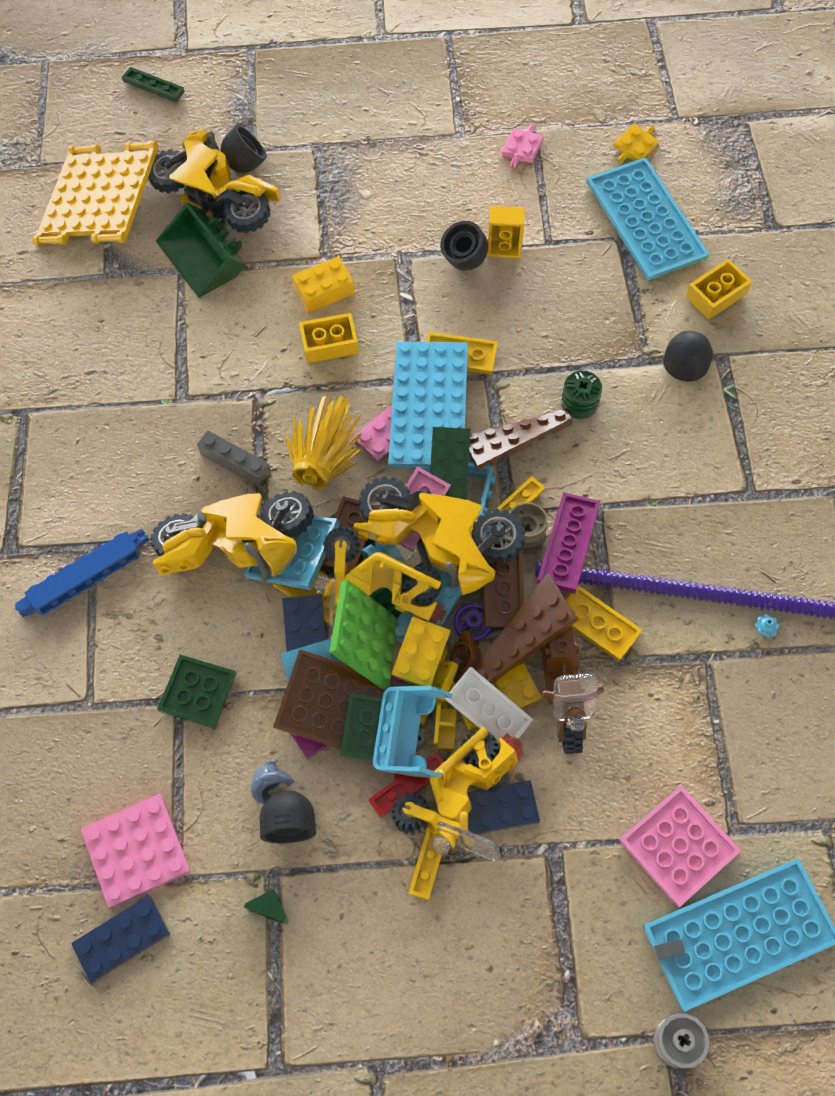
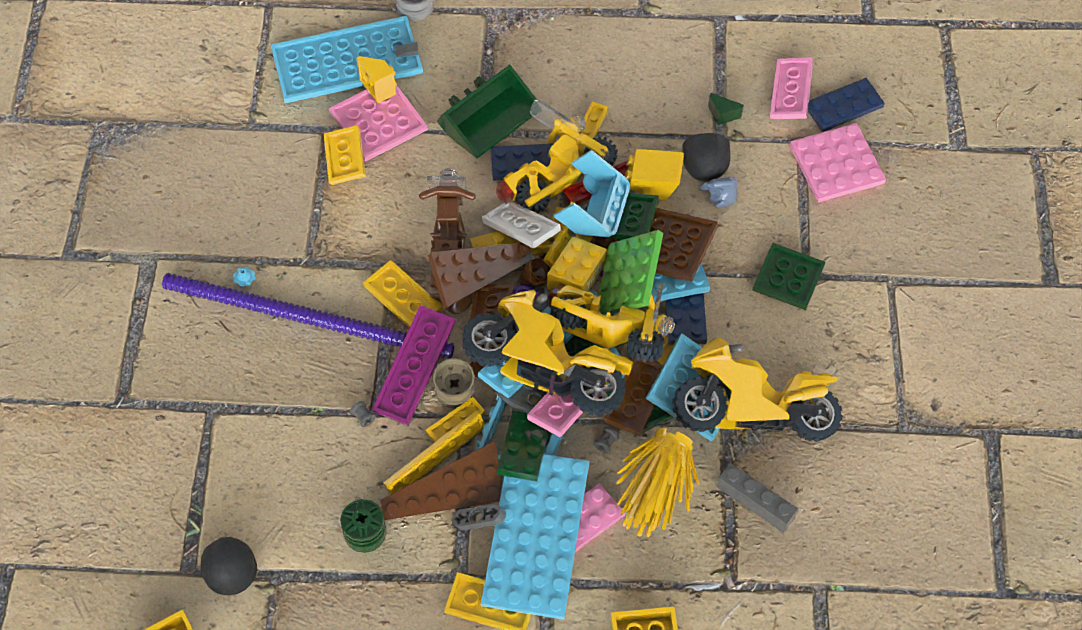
camera: 175 degrees left, 5 degrees down
(82, 574) = (909, 394): blue hinge -> none
(184, 950) = (791, 88): none -> bright pink plate
(346, 792) = (654, 172): none -> yellow slope
(470, 406) = (485, 521): none -> dark grey beam
(514, 484) = (435, 453): none -> yellow tile
(550, 866) = (488, 112): none -> dark green piece
(607, 498) = (362, 413): none -> dark grey bush
(695, 882) = (377, 78): none -> yellow slope
(704, 783) = (344, 155): none -> yellow plate

